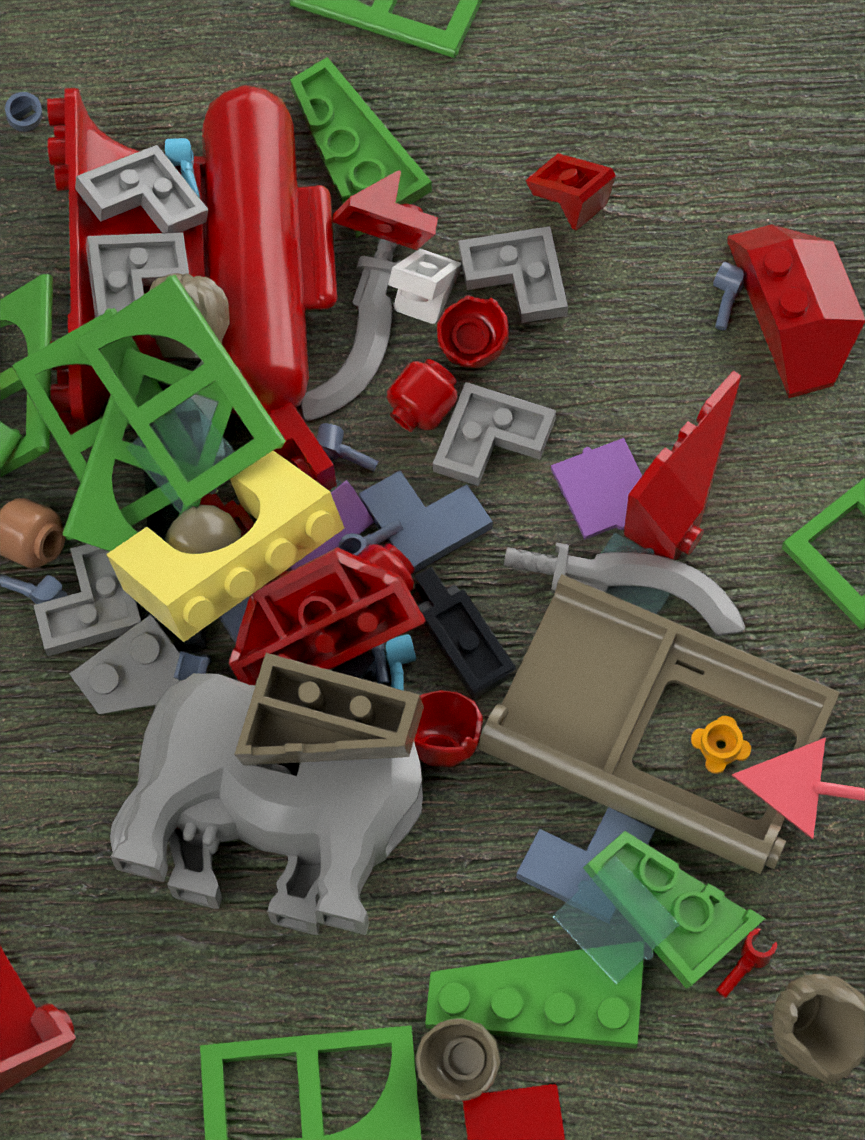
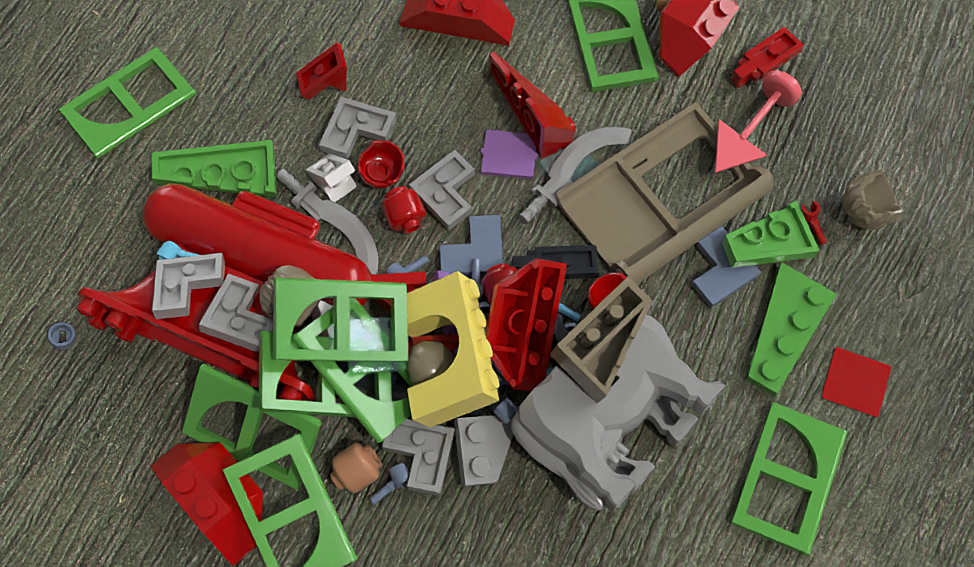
camera: 65 degrees left, 0 degrees up
(378, 214) = (279, 170): red slope -> none
(457, 1060) = (808, 385): dark tan hair -> none
(616, 919) = (771, 265): clear light blue piece -> none
(724, 730) = (691, 165): light orange plate -> none
(729, 279) = (428, 33): sand blue hand -> none

